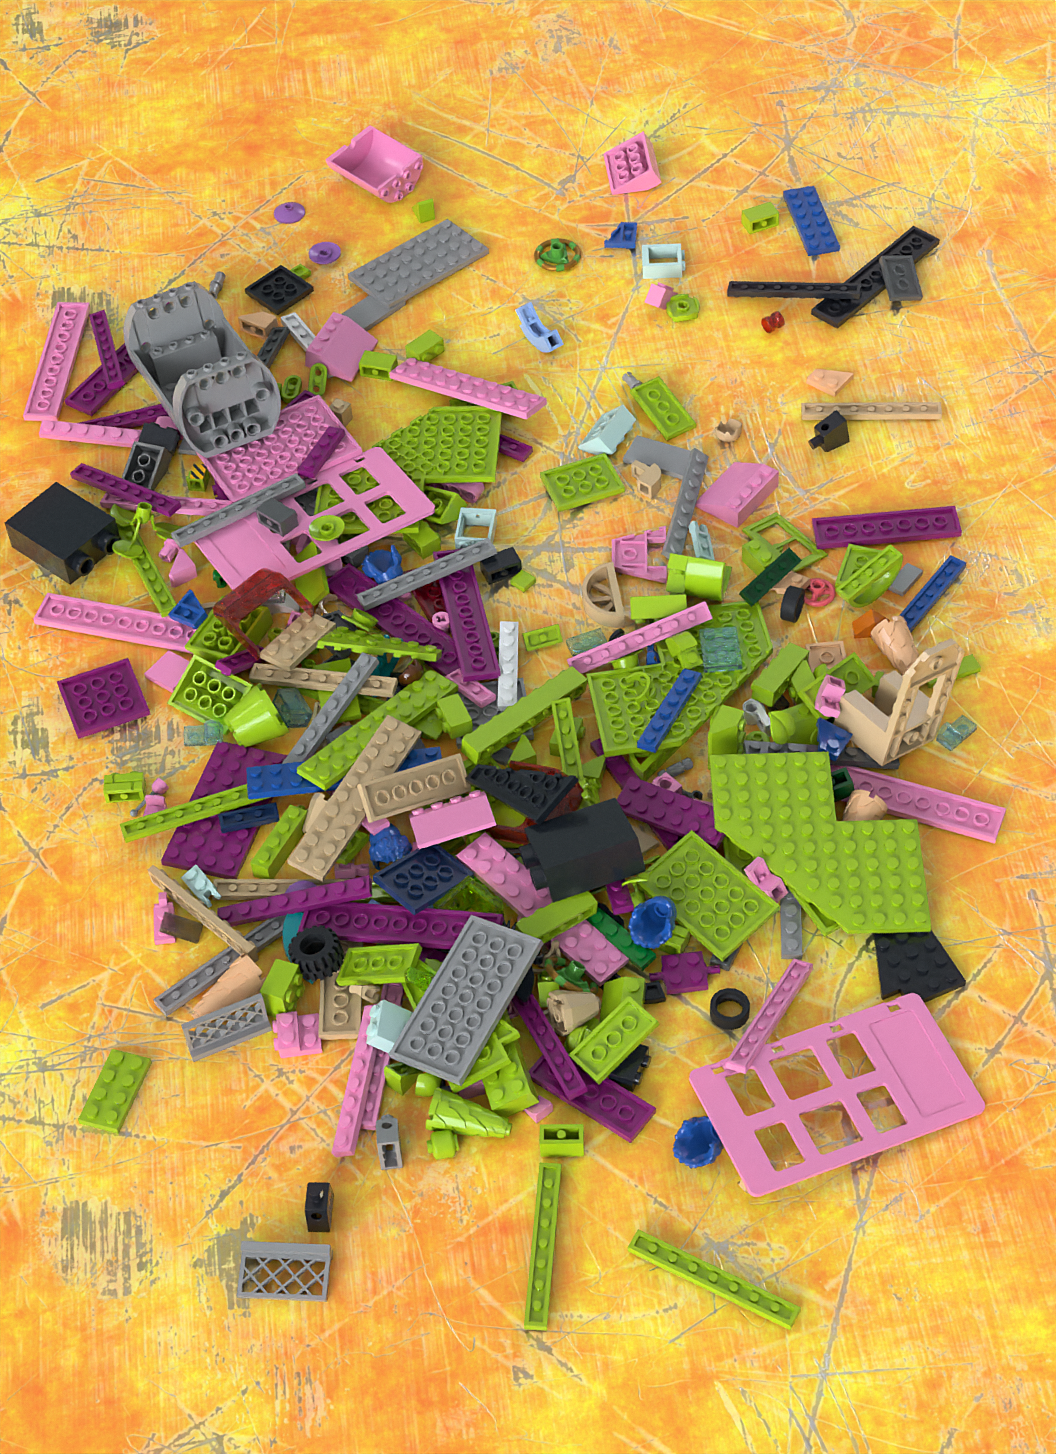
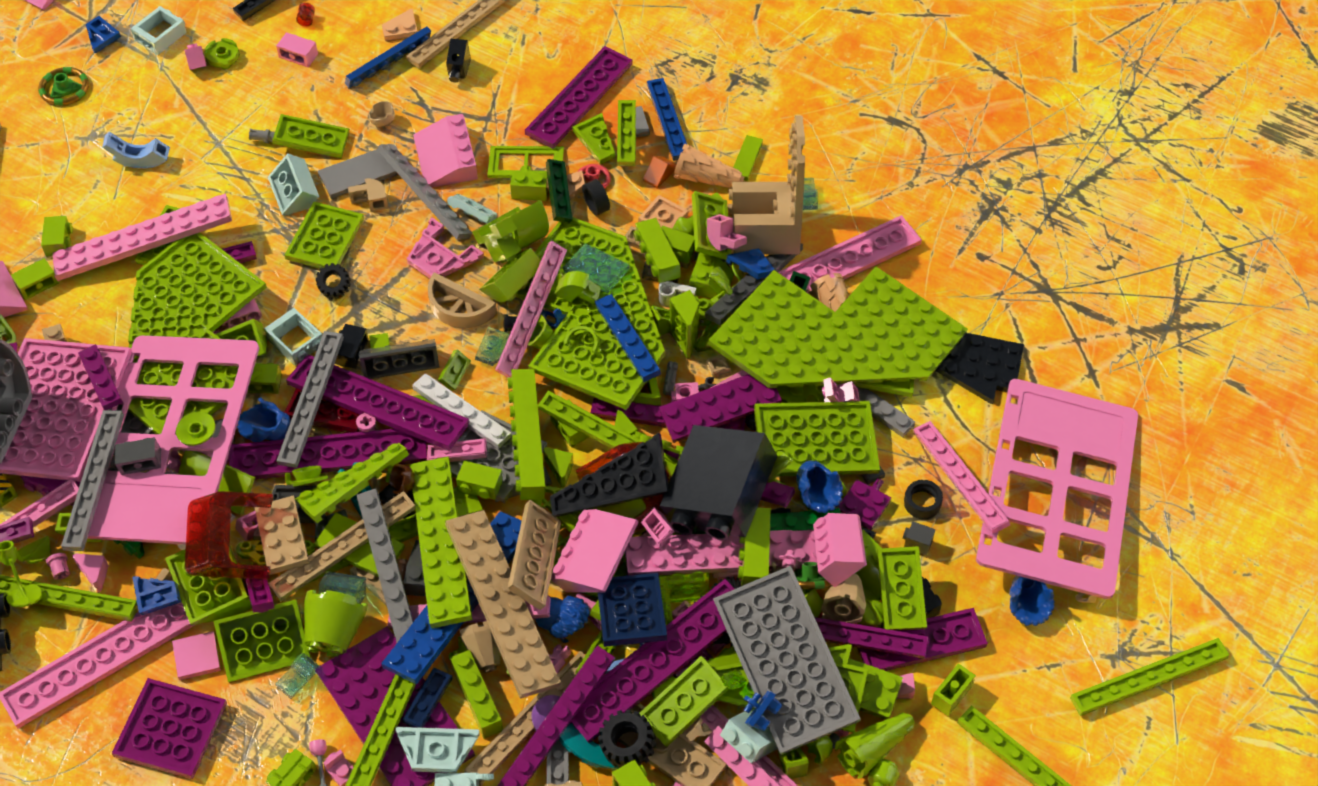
camera: 55 degrees left, 5 degrees up
(213, 849) = (436, 747): none -> light aqua wing
(414, 1010) = (767, 702): none -> blue hips
(510, 842) = (658, 526): none -> bright pink slope
(517, 599) = (399, 359): none -> dark grey slope
(541, 507) = (330, 270): none -> black tyre
(568, 951) = (789, 559): none -> bright pink plant
(605, 968) = (839, 546): none -> bright pink slope
(685, 1028) = (919, 536): none -> dark grey brick
(734, 342) = (297, 49): none -> bright pink brick
(781, 394) = (383, 60): none -> blue plate

